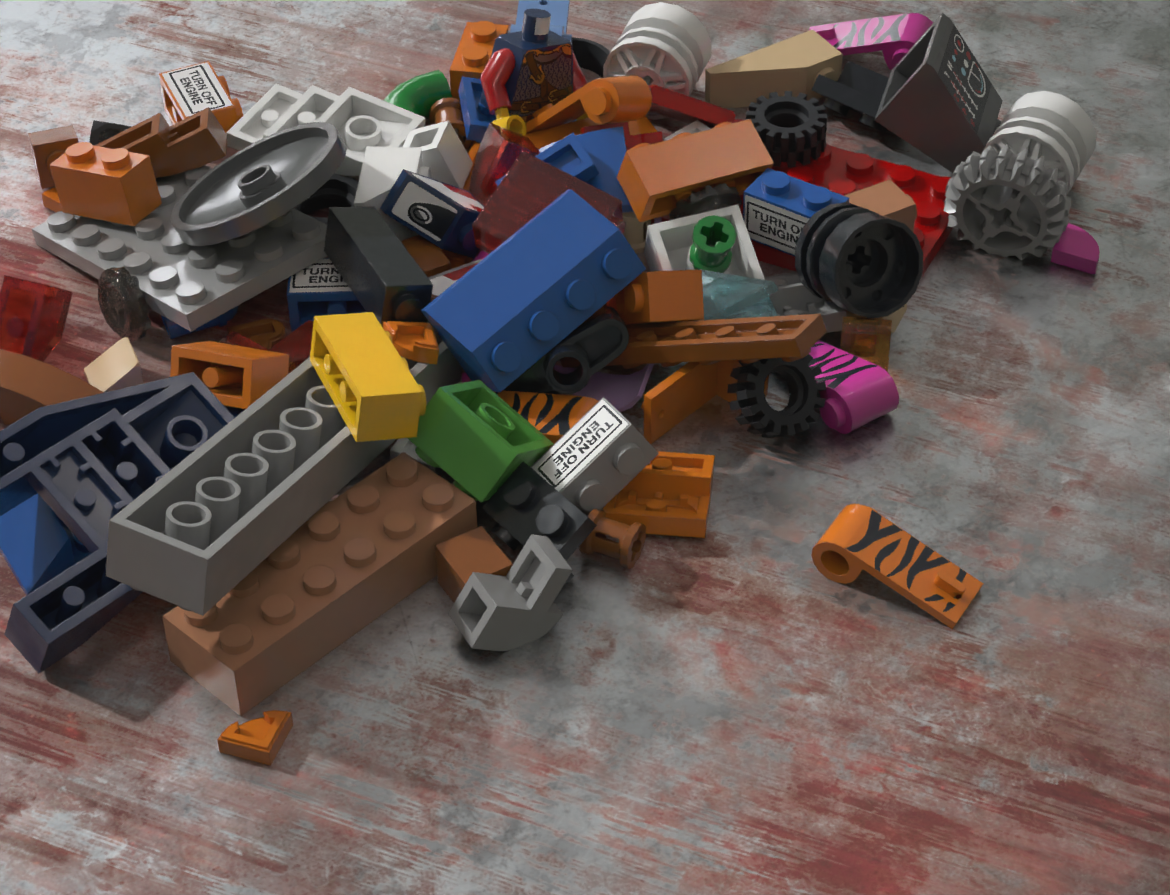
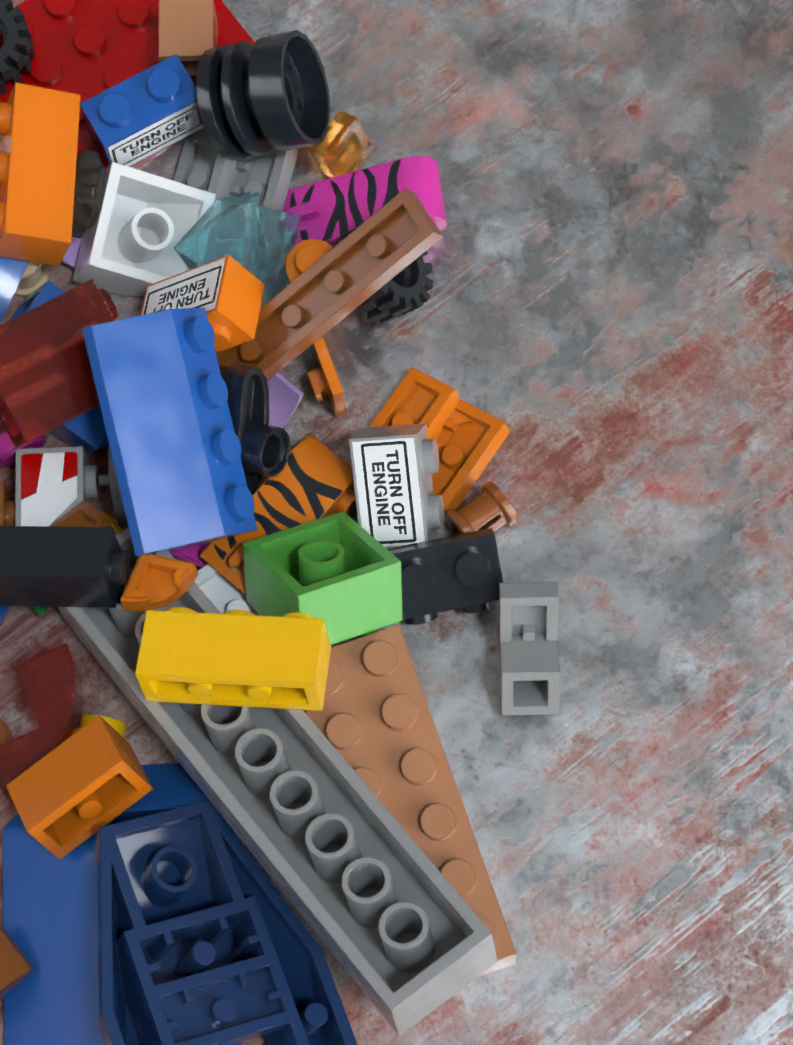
camera: 60 degrees left, 30 degrees up
(257, 738) = (558, 959): orange tile -> none
(467, 554) = (461, 666): dark orange brick -> none
(716, 232) = (163, 204): green bush -> none
(869, 542) = (623, 297): orange door -> none

